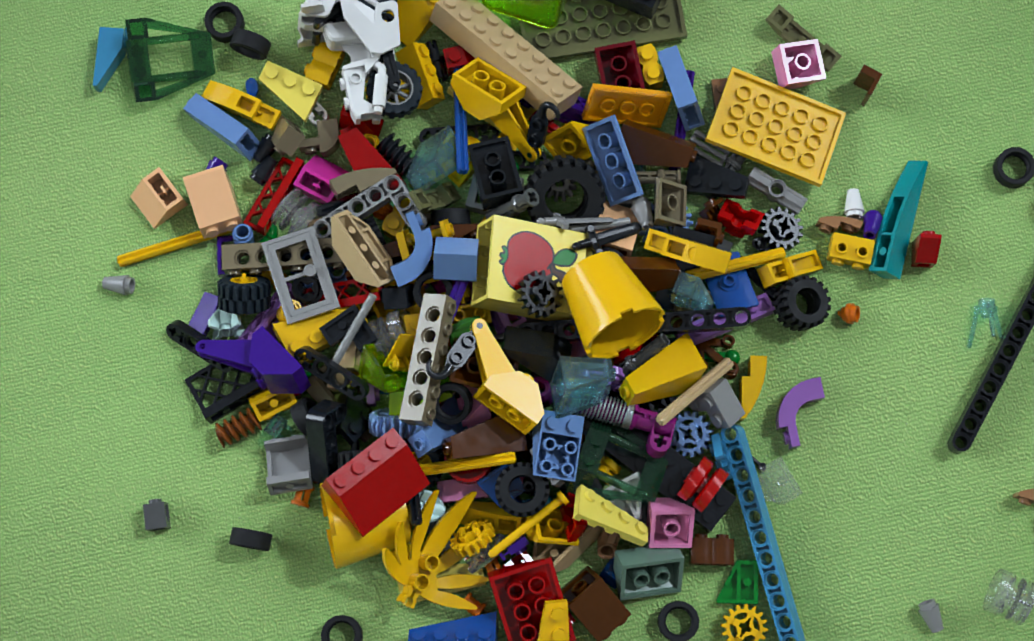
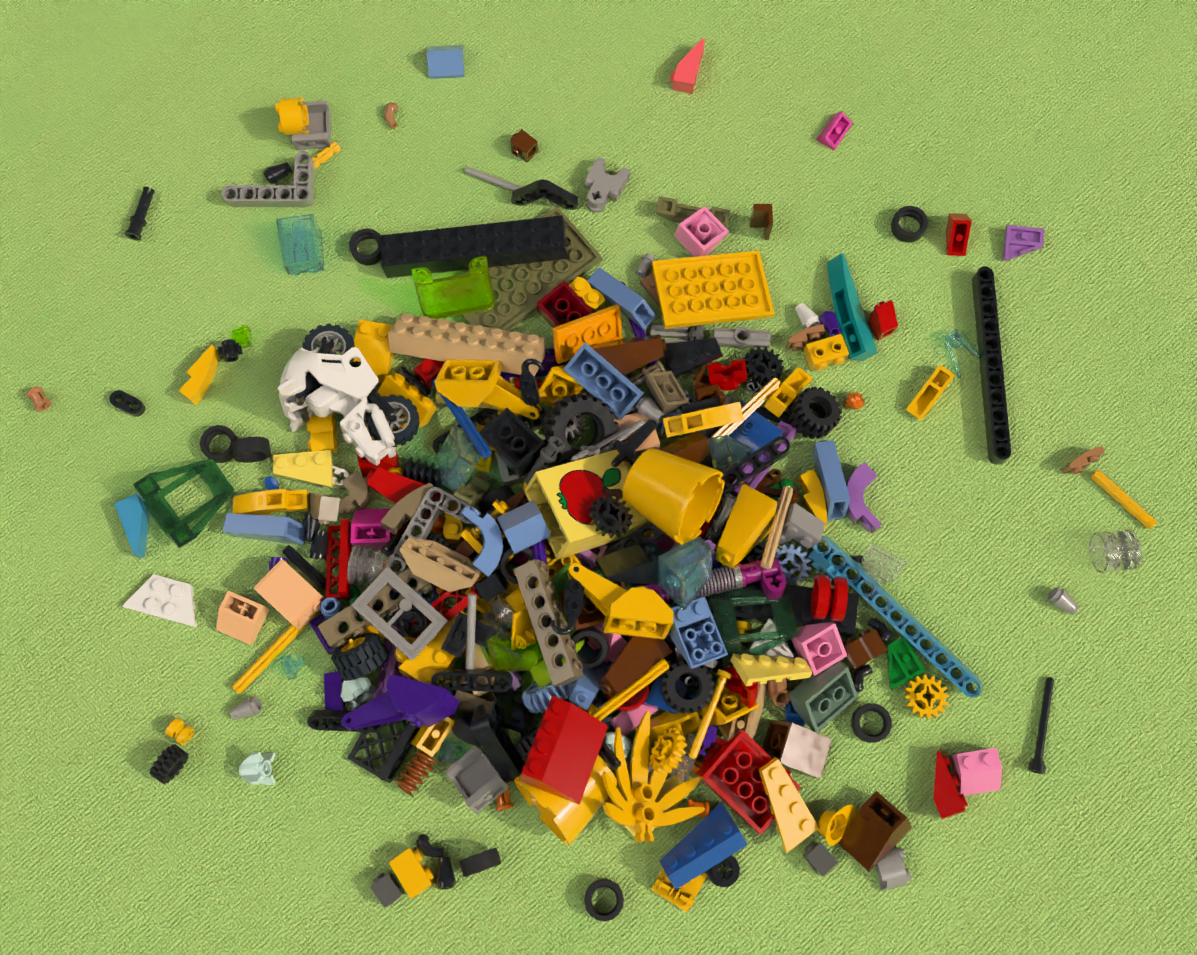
camera: 30 degrees left, 5 degrees down
(26, 295) = (169, 764): none -> black tyre
(50, 272) = (180, 731): none -> yellow wheel
(99, 143) = (165, 600): none -> white wing
(100, 344) = (257, 769): none -> light aqua brick
(179, 268) = (291, 666): none -> clear light blue tile
(187, 513) = (412, 872): none -> yellow brick
(211, 500) = (427, 849): none -> black arm
(214, 532) = (445, 875): none -> black cone
(240, 182) = (304, 566): none -> black axle
(692, 573) = (858, 676): none -> black arm
(725, 66) = (645, 265): none -> light grey pin
(742, 548) = (886, 634): none -> black arm
(778, 376) = (831, 479): none -> medium blue slope
(928, 346) = (930, 392): none -> yellow slope
(999, 30) = (835, 130): none -> dark pink slope

